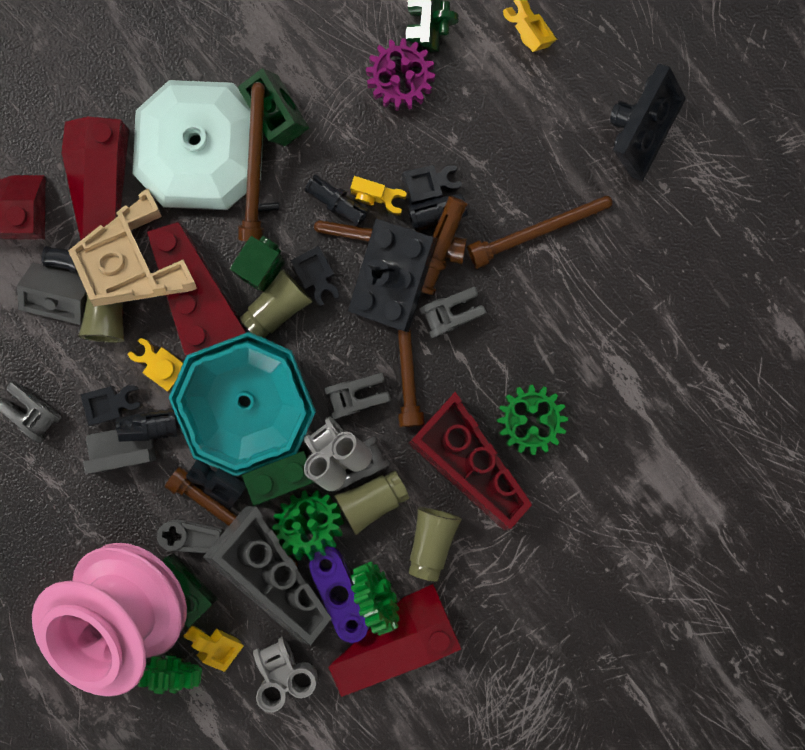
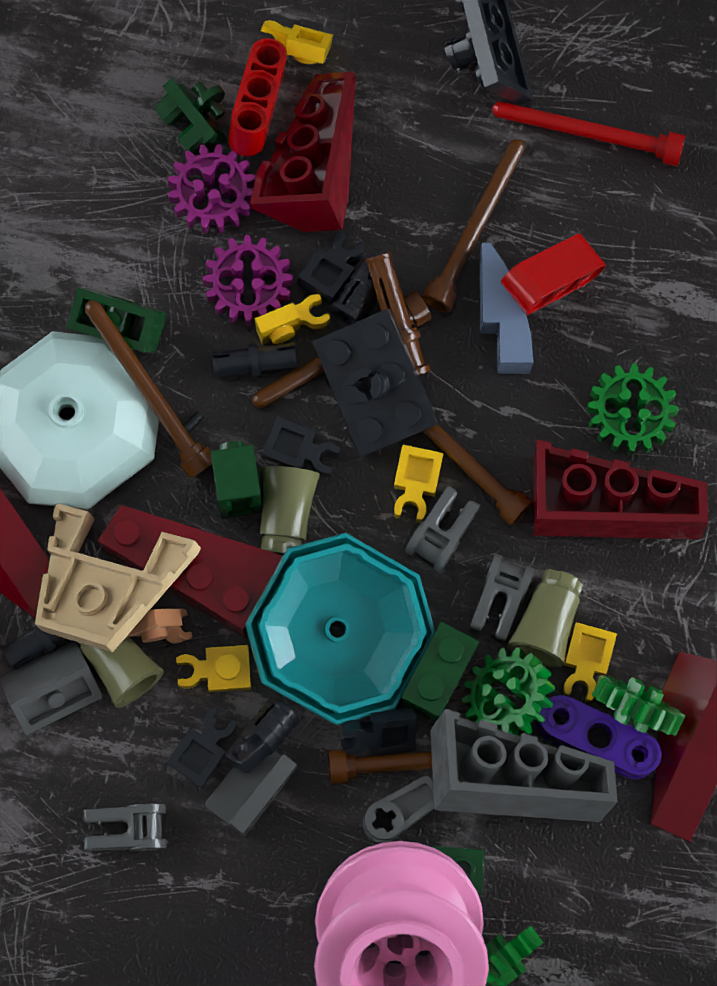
camera: 40 degrees left, 10 degrees down
(137, 310) = (162, 624): none -> nougat plate
(214, 650) = (527, 896): yellow plate -> none
(280, 673) = (611, 866): light grey piece -> none
(333, 454) = (471, 597): light grey piece -> none
(355, 150) = (264, 264): none -> magenta gear
(371, 350) = (416, 475): none -> yellow plate
(377, 540) = (589, 655): none -> yellow plate
(432, 542) = (643, 608): olive plant -> none
(440, 317) = (461, 386): dark grey piece -> none
(468, 112) = (310, 168): none -> dark red wedge
(484, 30) = (257, 97): none -> red beam
(506, 297) = (503, 316): none -> sand blue slope
(555, 299) = (553, 273): none -> red beam
(695, 278) = (666, 147): none -> red piece

